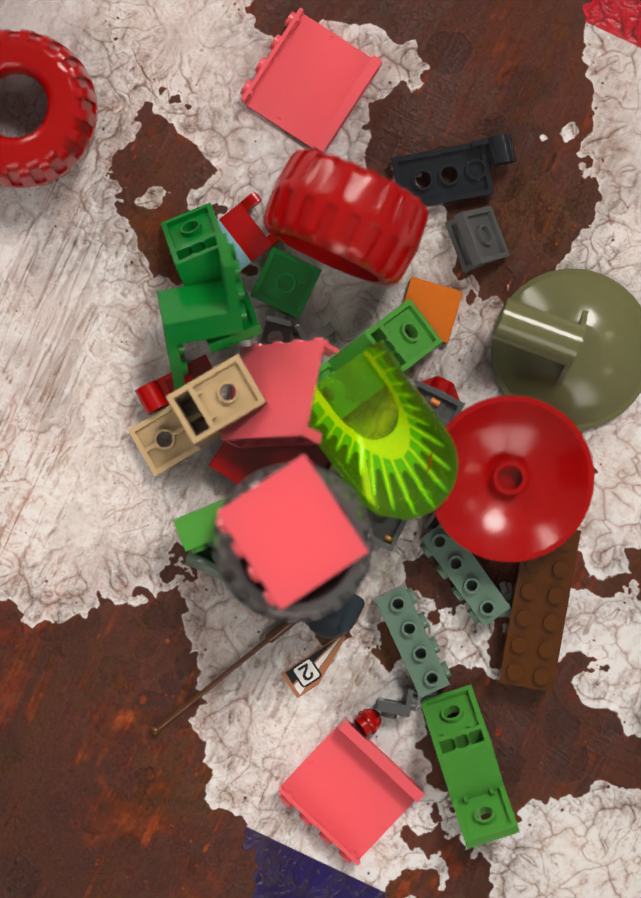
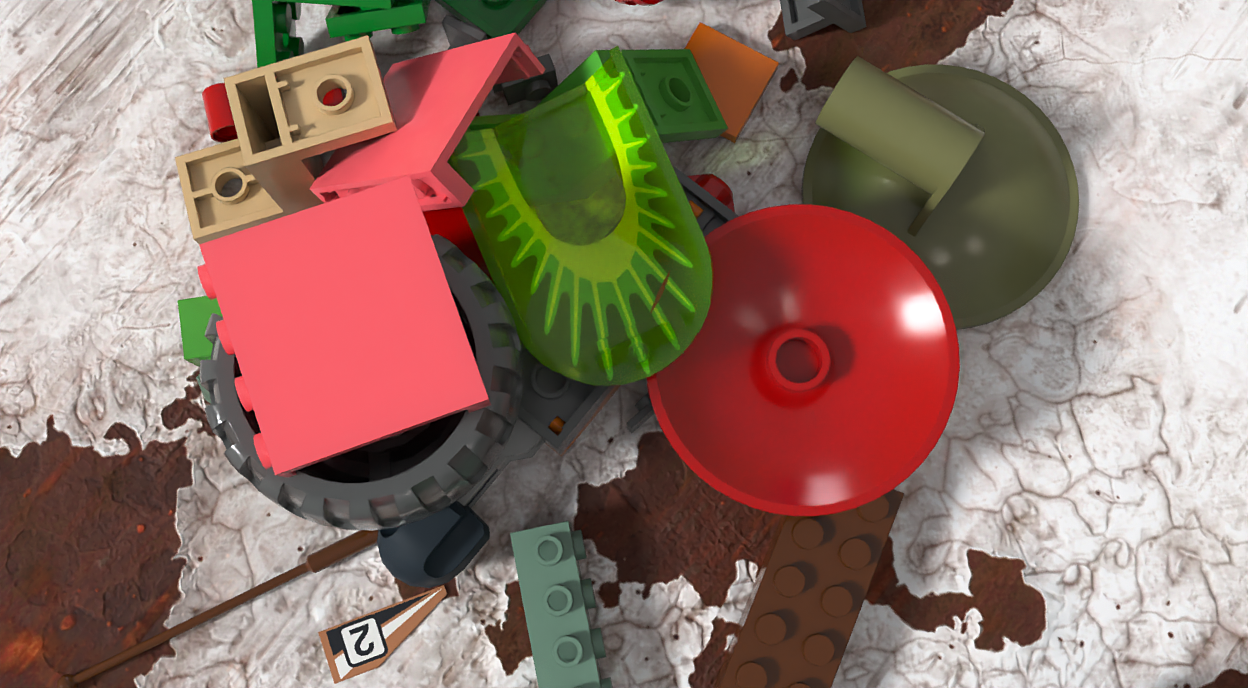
camera: 20 degrees right, 10 degrees down
(466, 574) = (682, 528): sand green brick -> none

